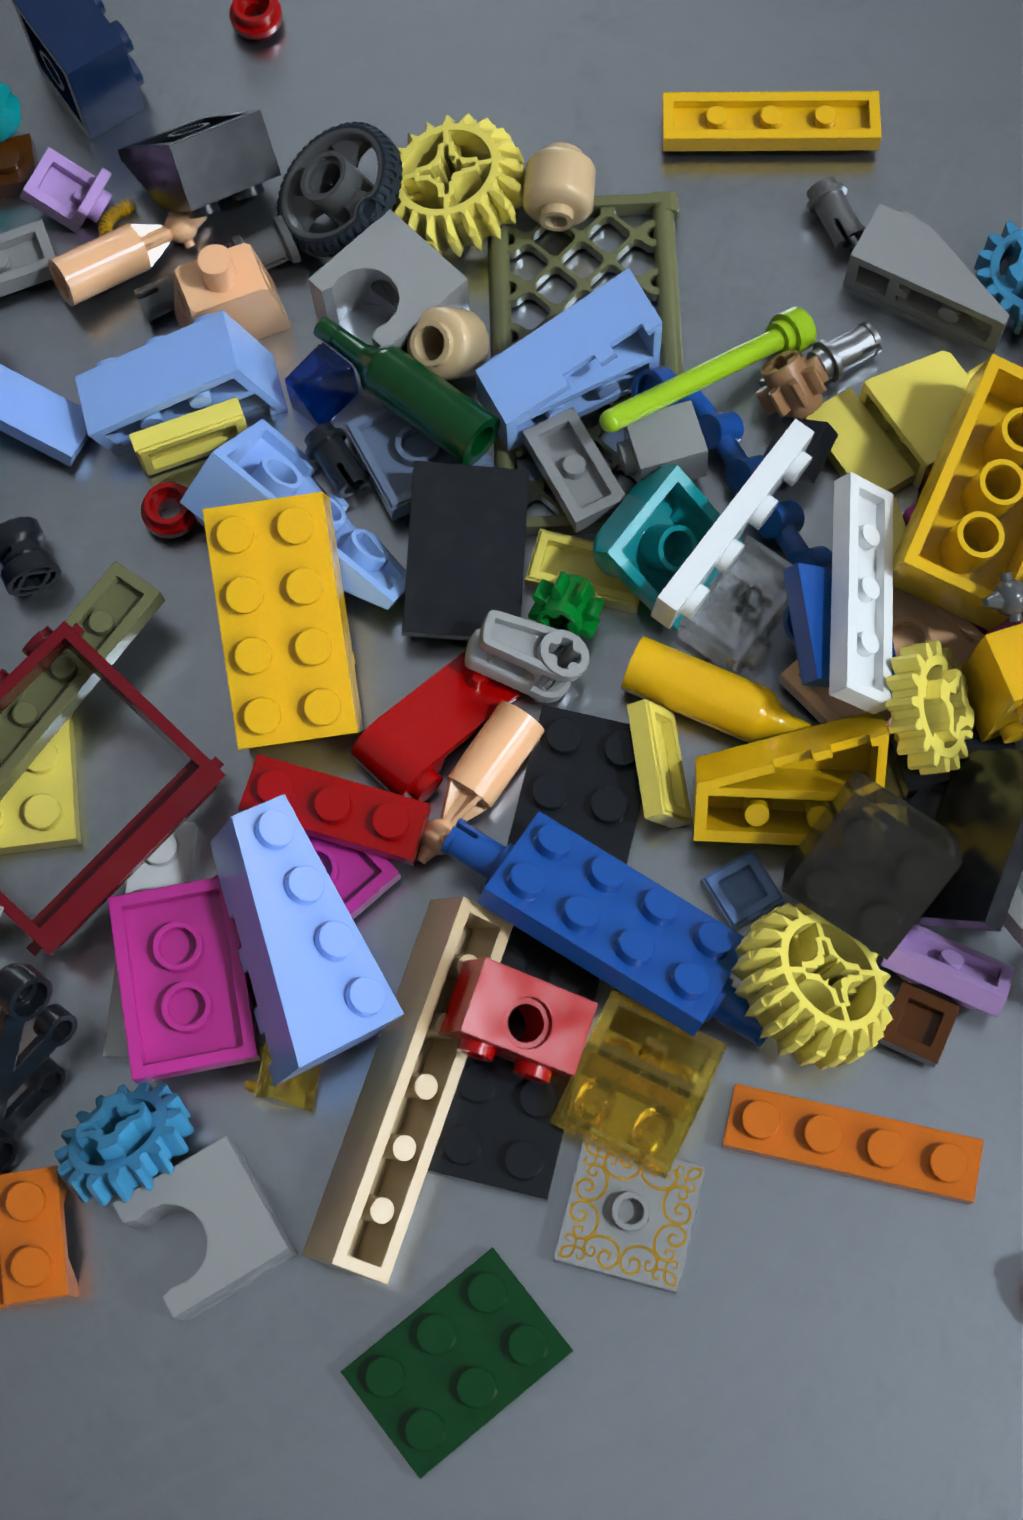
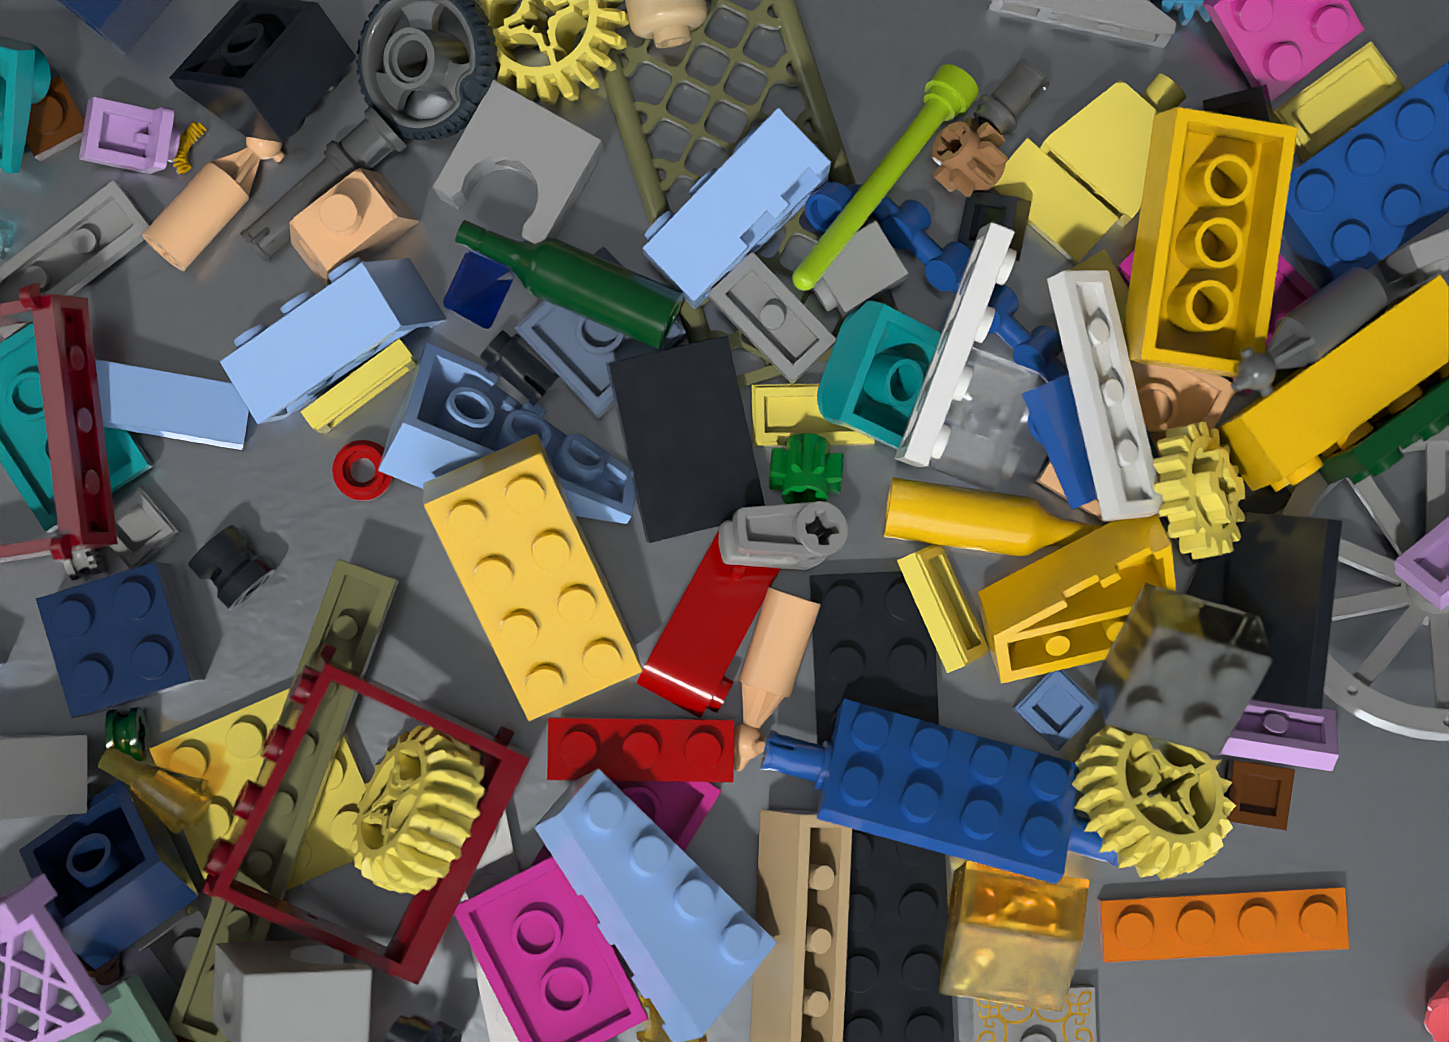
camera: 25 degrees left, 15 degrees up
(107, 797) = (417, 810): none -> light yellow gear
(449, 342) = (600, 211): tan head -> none
(554, 1020) = (853, 911): brick -> none

